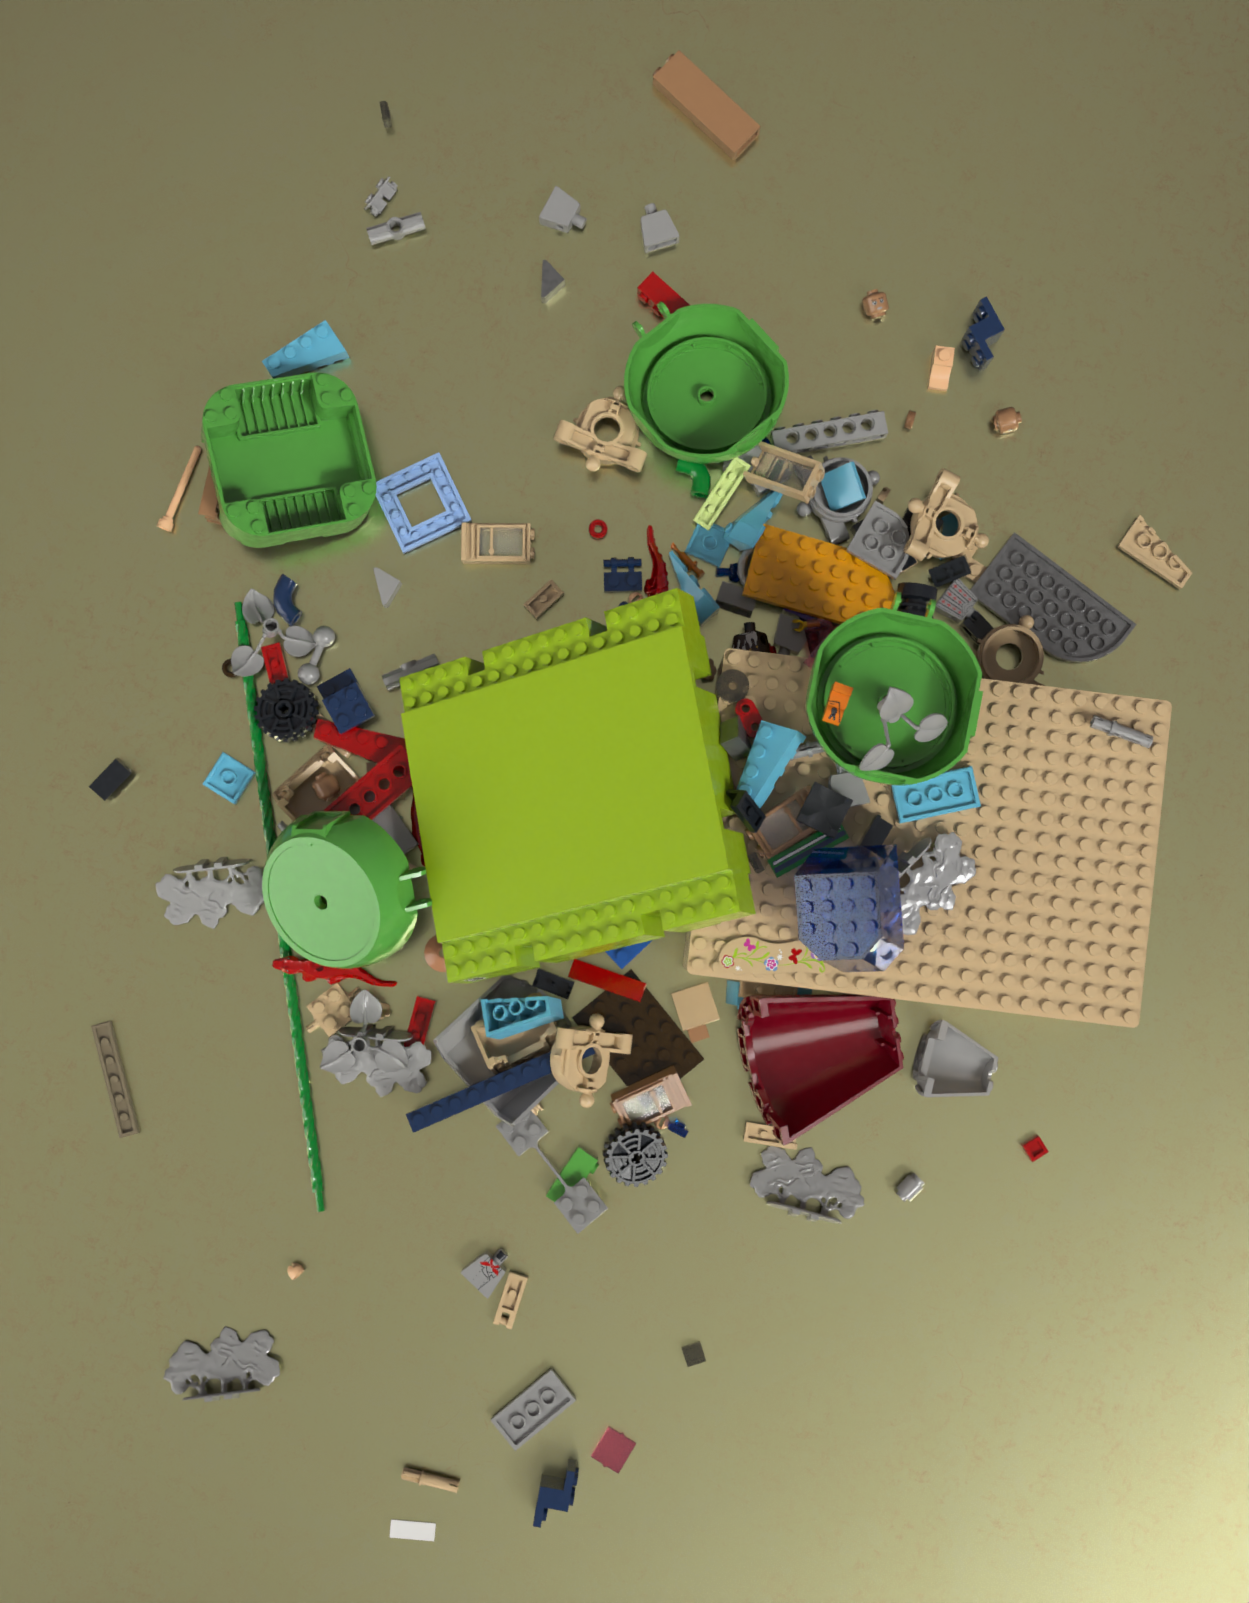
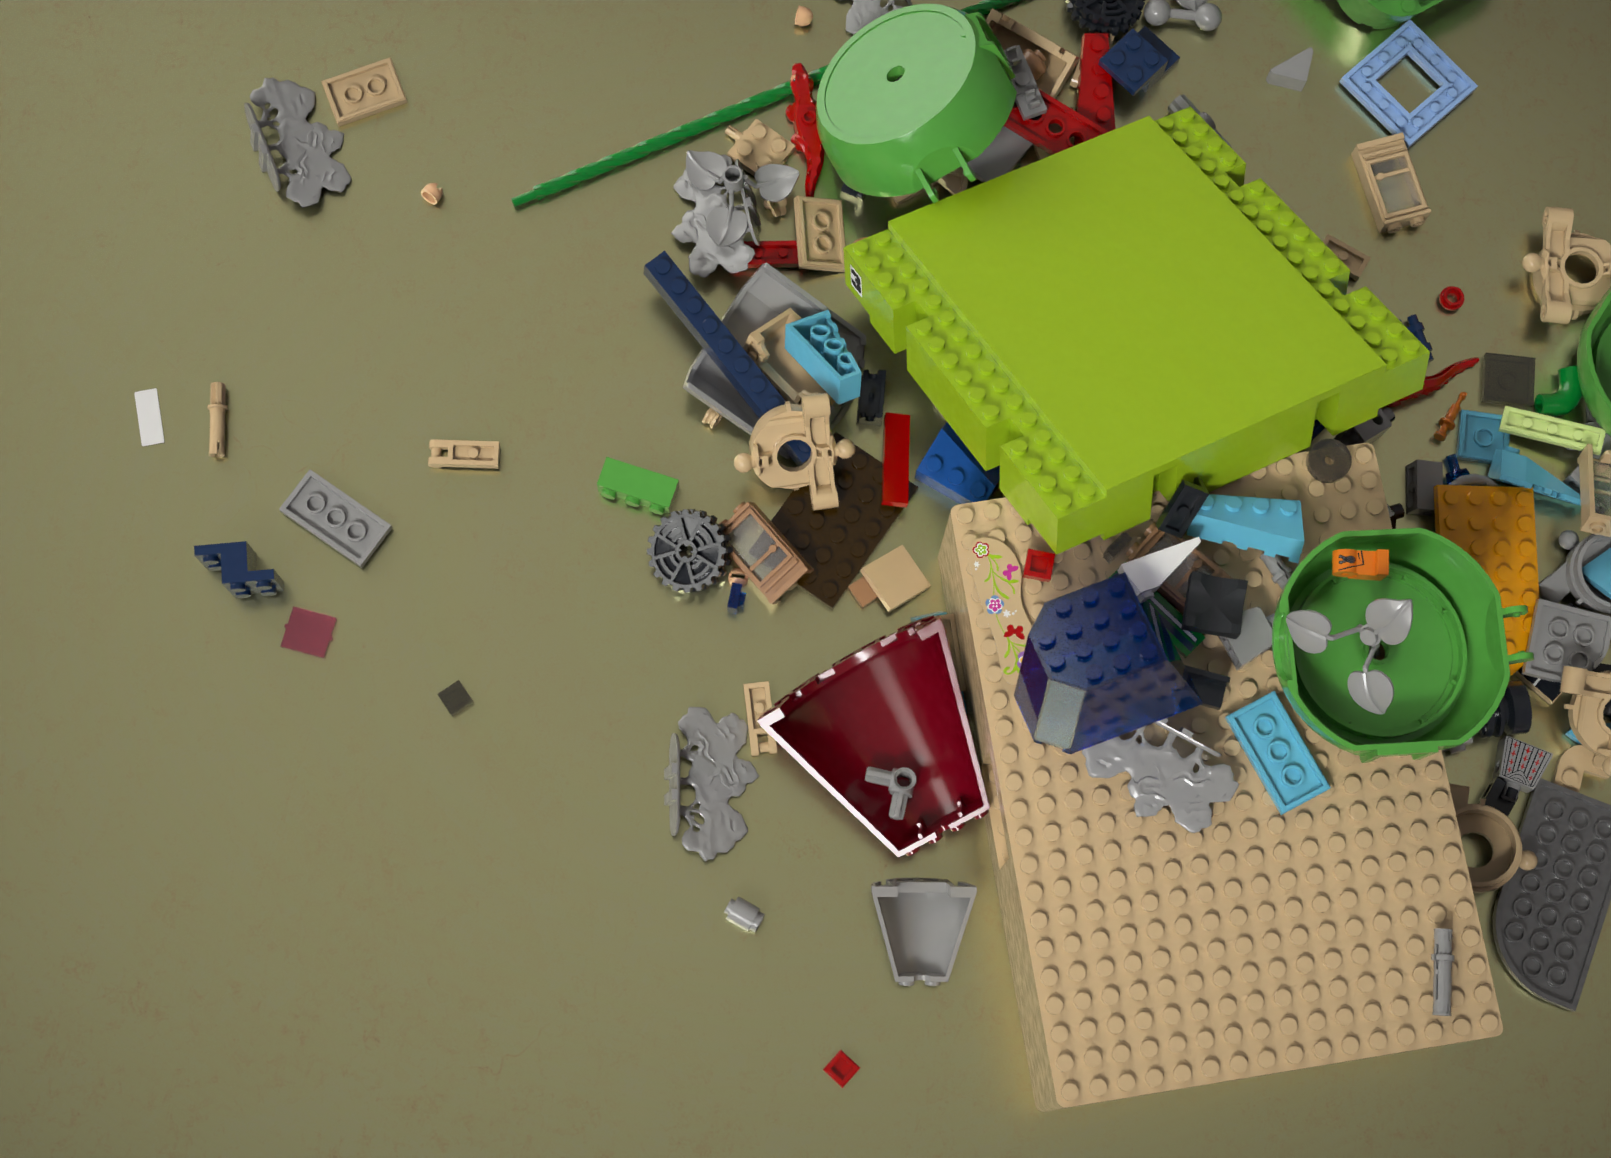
camera: 70 degrees right, 10 degrees down
(195, 1302) = (364, 91): none -> tan tile
(232, 945) = (803, 16): none -> light nougat hinge
(342, 799) = (1028, 95): none -> light grey plate
(414, 984) = (819, 233): none -> tan tile
(486, 1271) = (492, 414): light grey torso -> none
(580, 1202) = (611, 495): light grey hinge -> none
(671, 509) = (1508, 380): none -> clear smoke tile
(705, 604) = (1406, 439): medium azure wedge -> none
(734, 738) = (1264, 478): slope -> none
(750, 717) = (1297, 490): red plate -> none
(752, 924) = (1038, 565): none -> red plate
(786, 846) = (1155, 568): none -> white slope
(858, 1052) = (899, 793): none -> light grey axle
(950, 571) = (1558, 742): black hinge -> none

